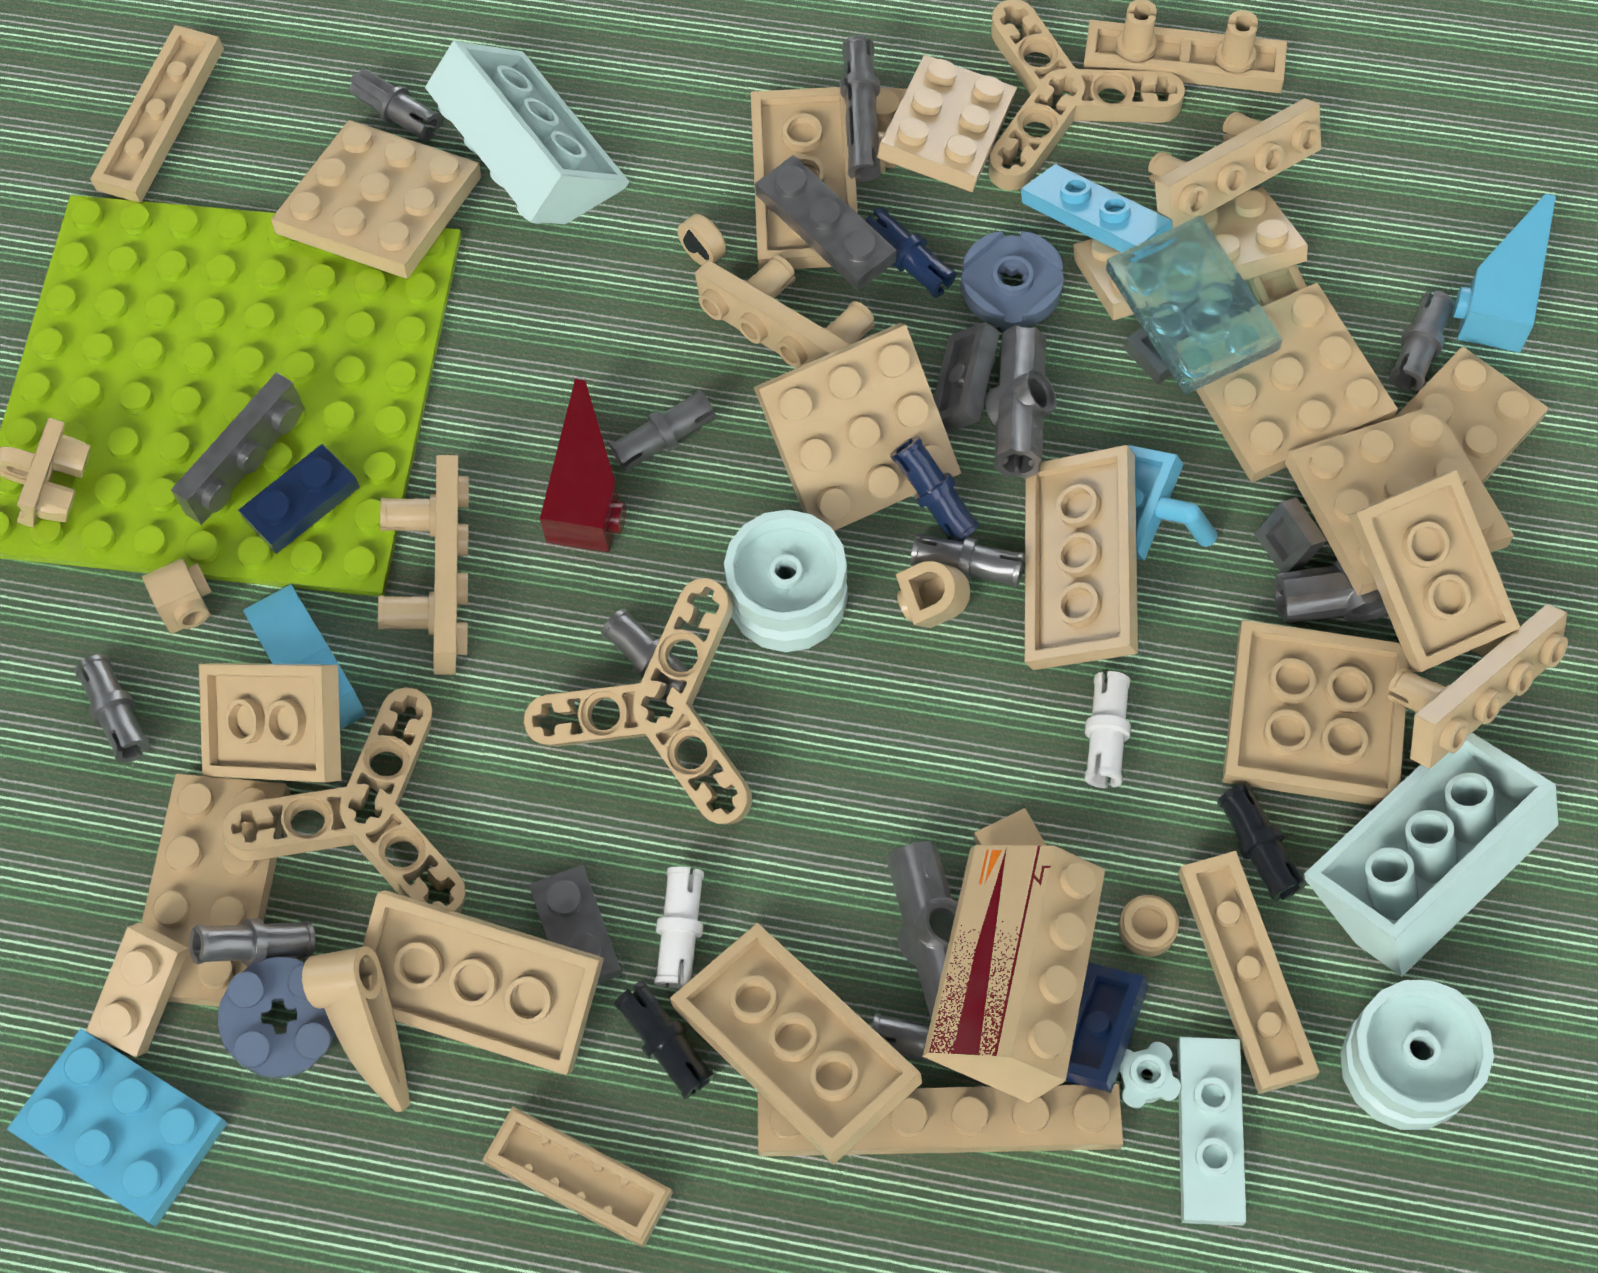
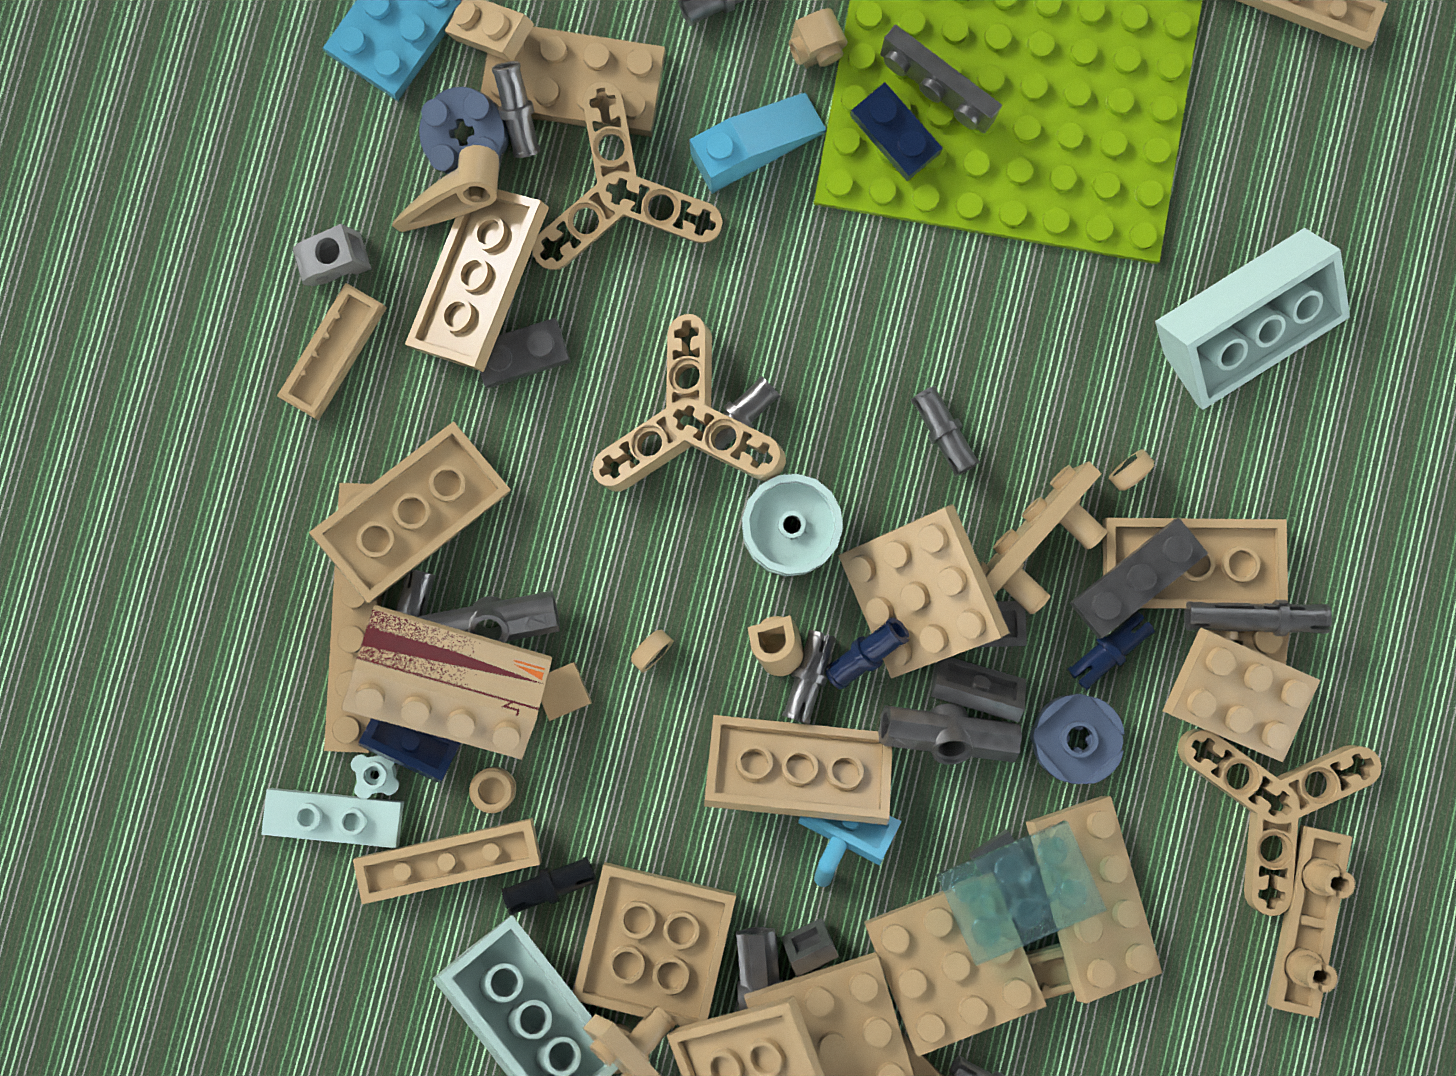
camera: 95 degrees right, 20 degrees up
(270, 721) = (686, 114): tan plate -> none
(377, 198) = (1191, 189): tan plate -> none
(394, 104) = (1293, 202): flat silver axle -> none
(438, 610) = (852, 255): tan plate -> none
(445, 1189) = (331, 255): none -> light grey leg
(582, 494) = (896, 363): dark red slope -> none
(664, 1039) = (427, 417): black pin -> none
(679, 927) = (513, 431): white pin -> none
(951, 738) = (651, 650): none -> tan tile
(1093, 209) = (1138, 819): medium azure plate -> none
(1107, 729) = (652, 775): white pin -> none
(1246, 158) = (1165, 938): tan plate -> none
(1447, 1060) = (338, 976): light aqua wheel -> none

